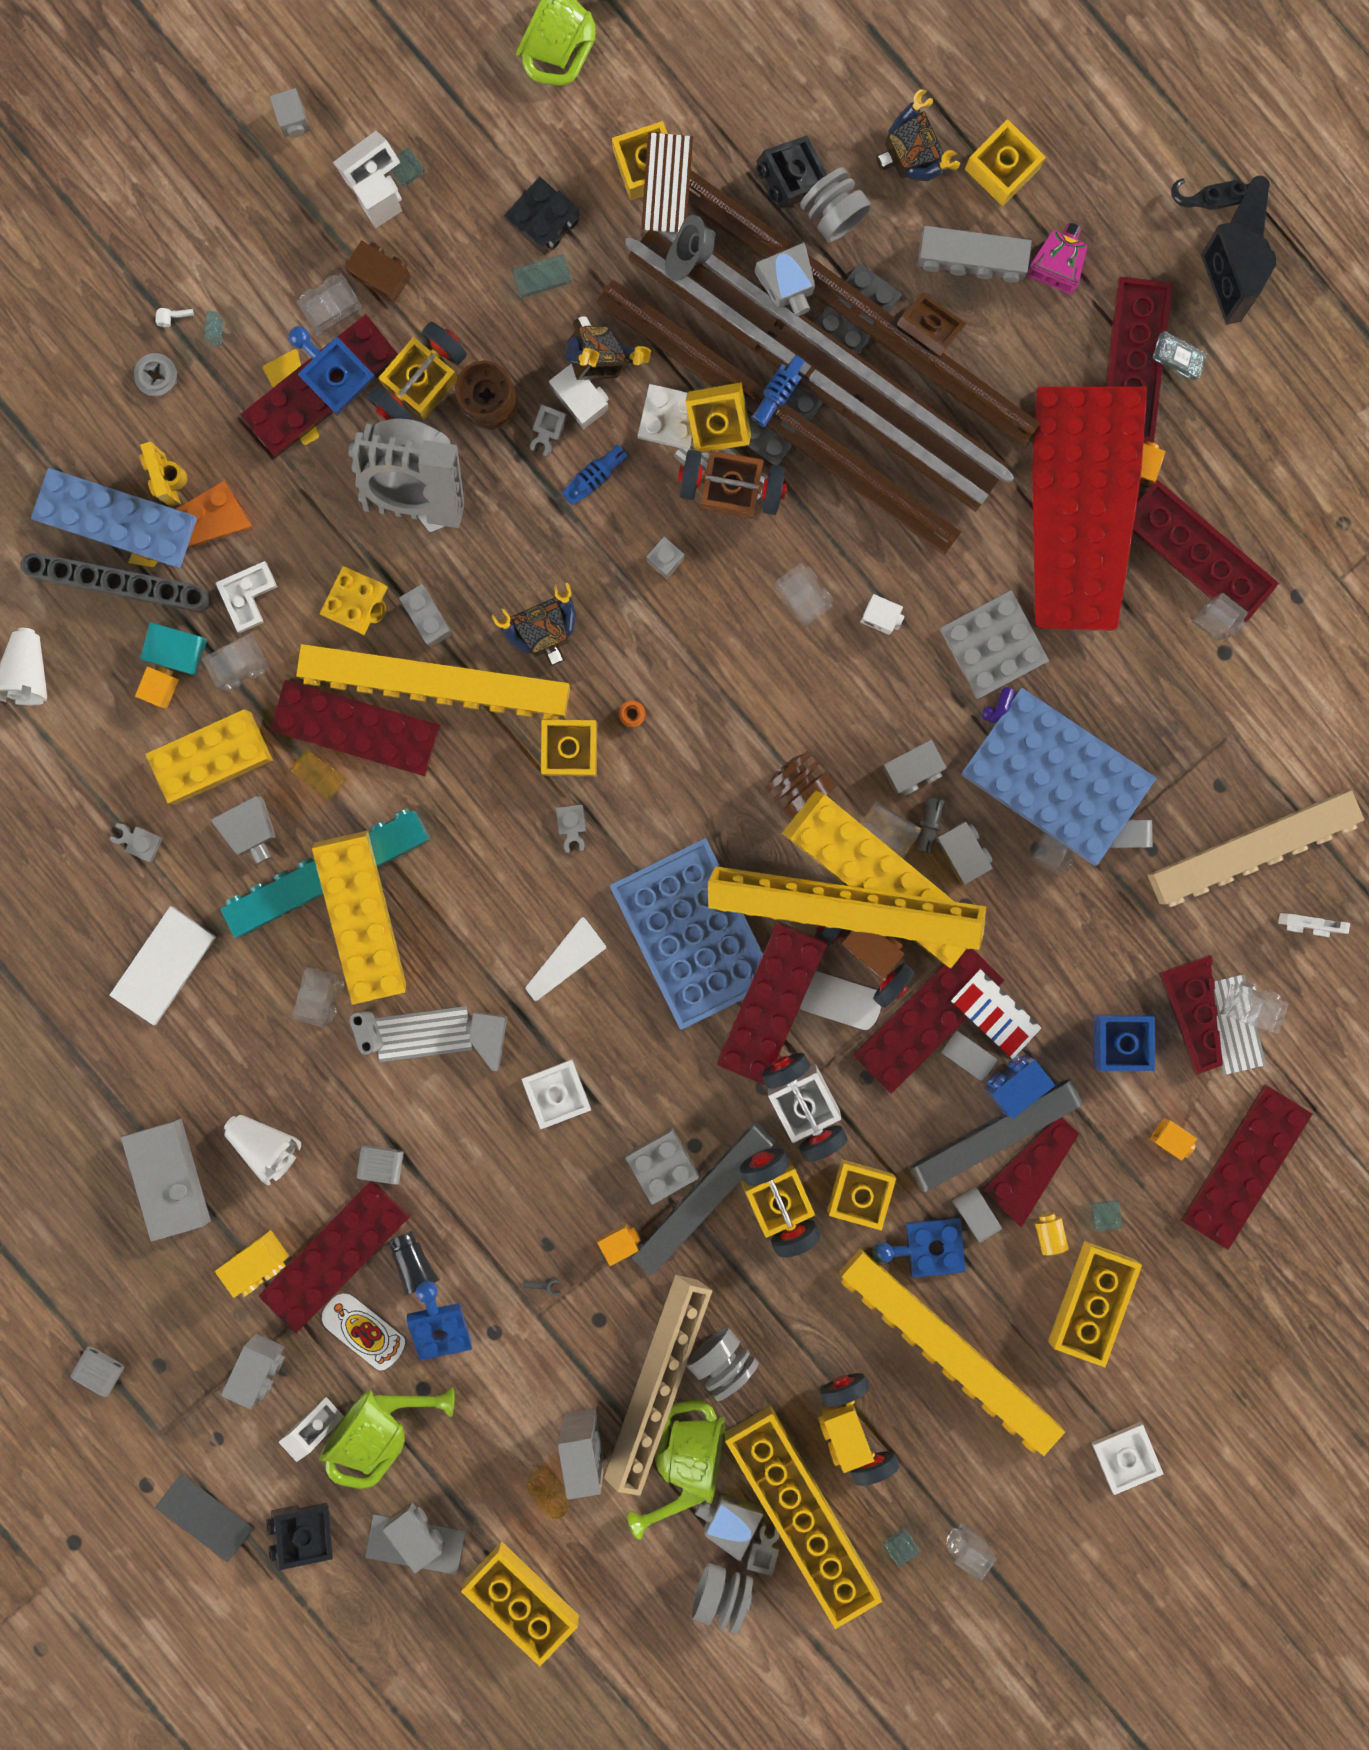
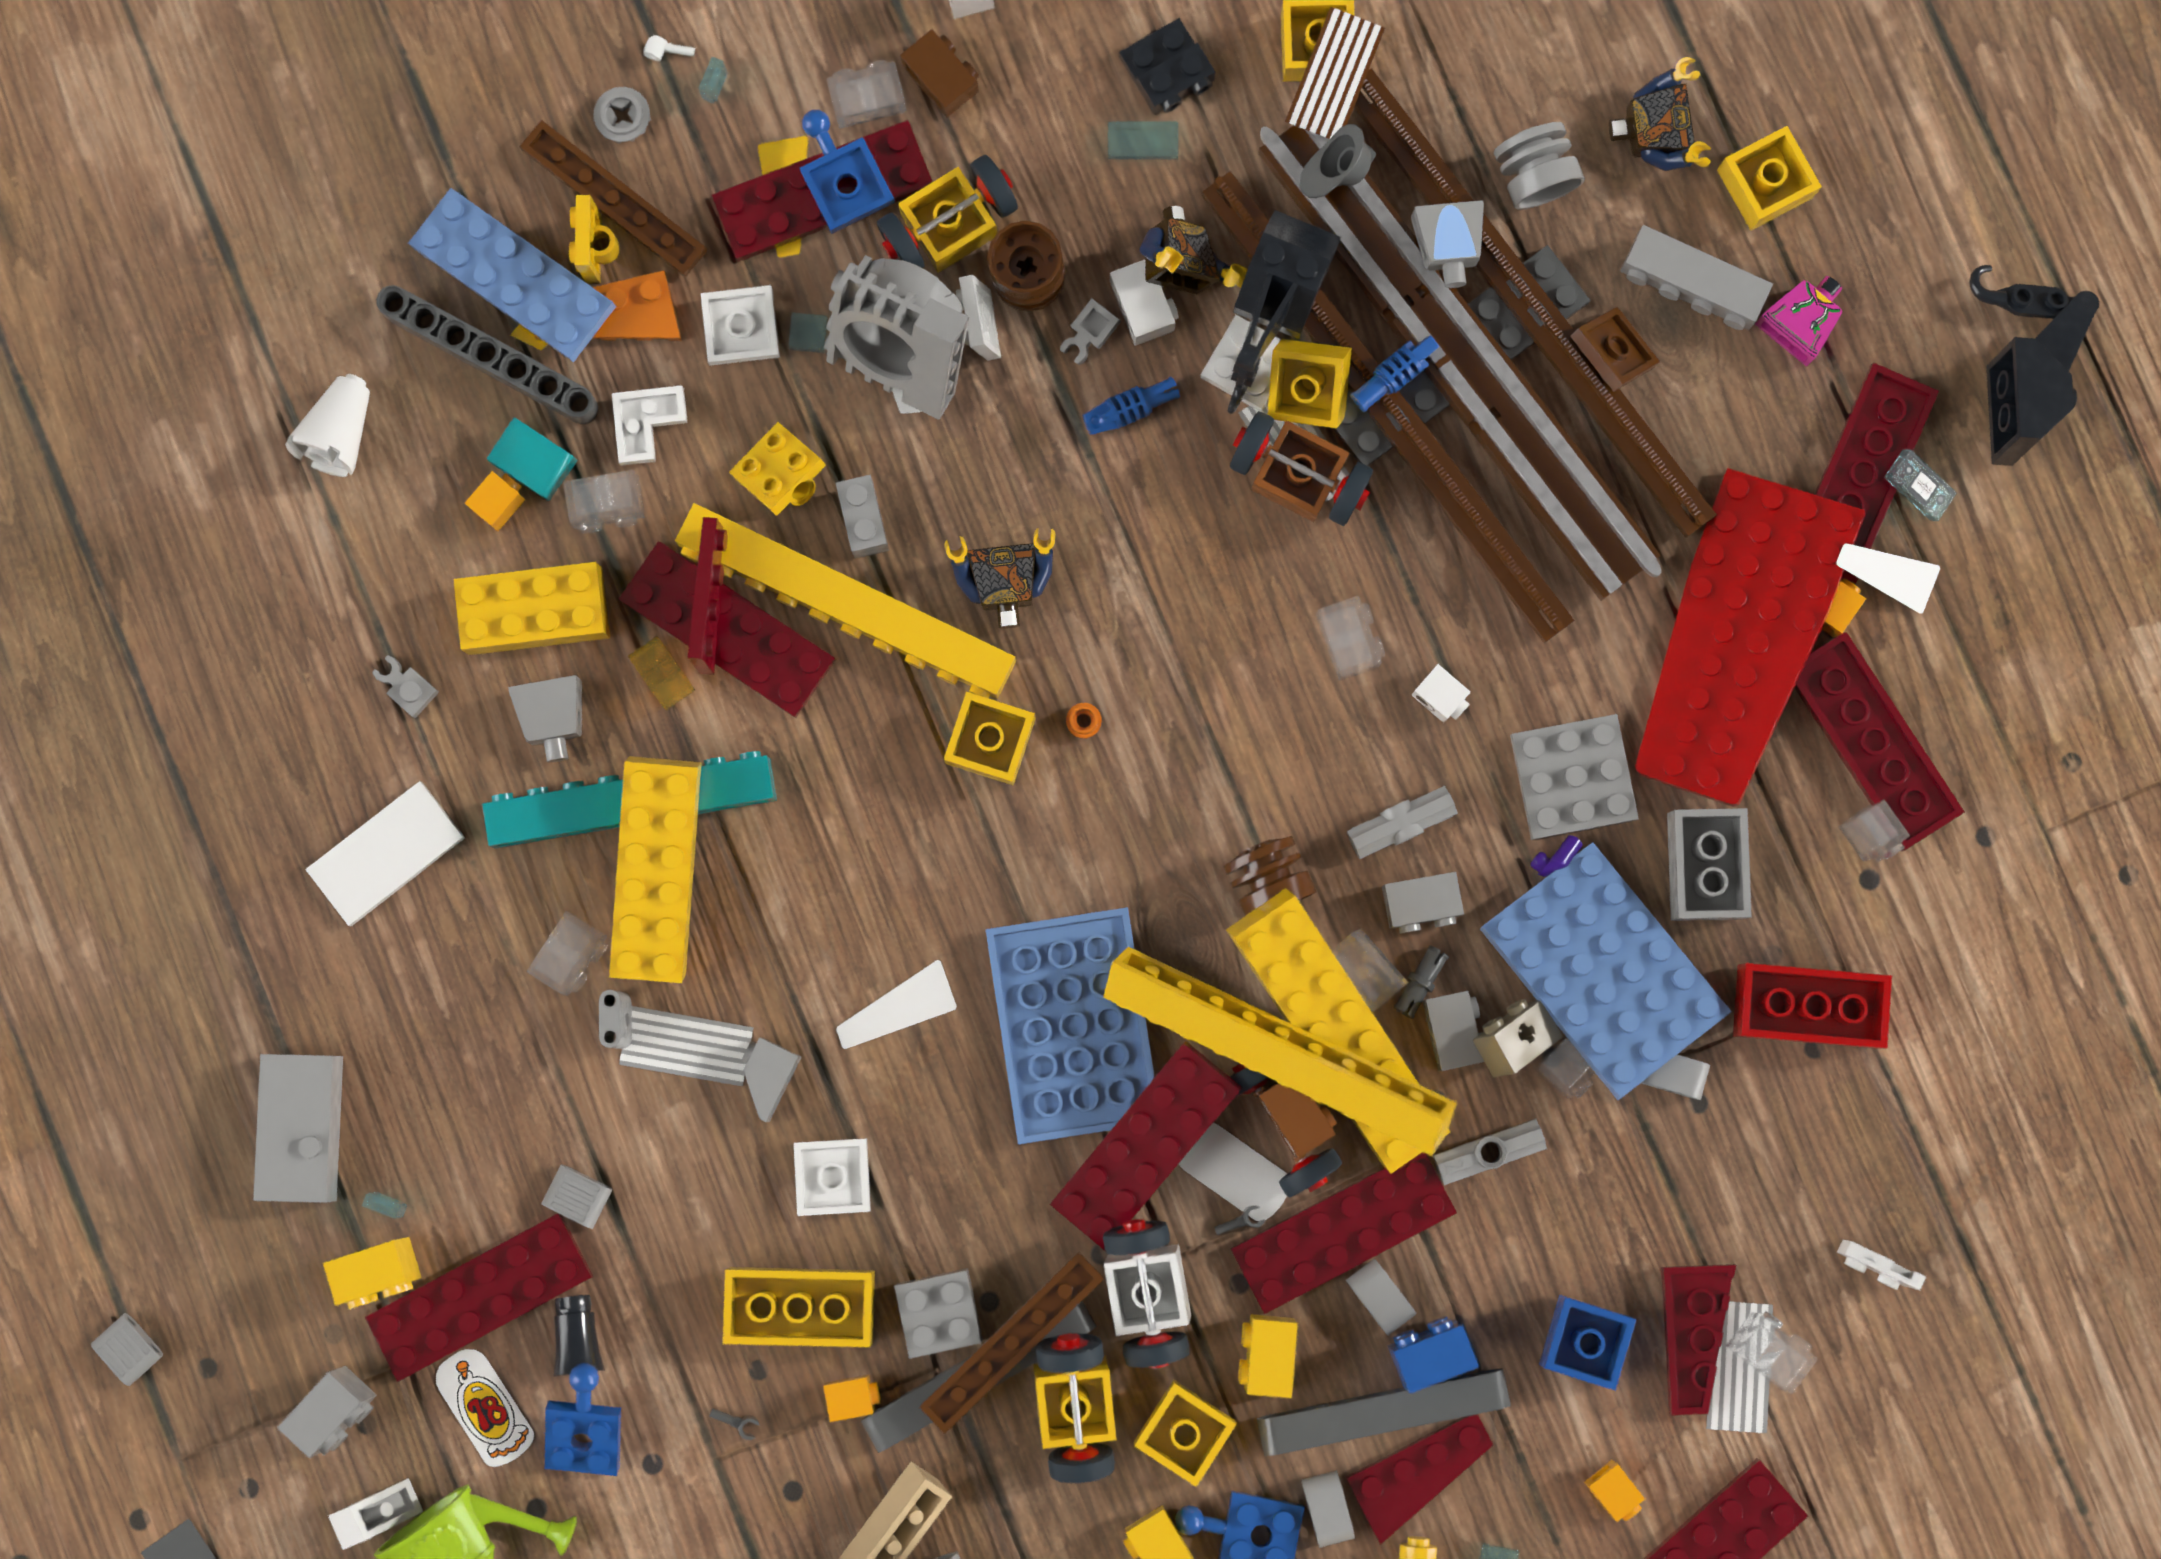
camera: 25 degrees right, 5 degrees down
(169, 438) = (613, 198): none -> reddish brown plate
(245, 1214) = (385, 1205): none -> clear light blue tile
(262, 1147) = (434, 1125): white cone -> none
(292, 503) = (740, 325): none -> white plate
(332, 710) = (706, 596): none -> dark red wing
(343, 494) = (808, 332): none -> clear light blue tile
(468, 450) = (981, 328): none -> white plate
(562, 1193) = (798, 1307): none -> yellow brick
(571, 822) = (962, 834): light grey plate -> none
(665, 558) = (1187, 537): light grey brick -> none
(676, 355) = (1279, 289): none -> black slope
(720, 1171) = (1011, 1342): none -> reddish brown plate
(790, 170) = (1495, 106): black plate -> none
(854, 1034) = (1240, 1221): none -> dark grey hand
(882, 716) = (1402, 822): none -> light grey piece
(904, 1122) = (1269, 1356): none -> yellow brick
(996, 1014) = (1432, 1253): sticker -> none
(1010, 844) = (1517, 1037): none -> dark tan brick
(1028, 919) = (1511, 1143): none -> light grey piece
(1109, 677) = (1709, 864): none -> light grey brick
(1182, 428) = (1897, 576): none -> white sticker
(1212, 755) = (1812, 1006): none -> red brick
(1255, 848) = (1834, 1143): tan brick -> none

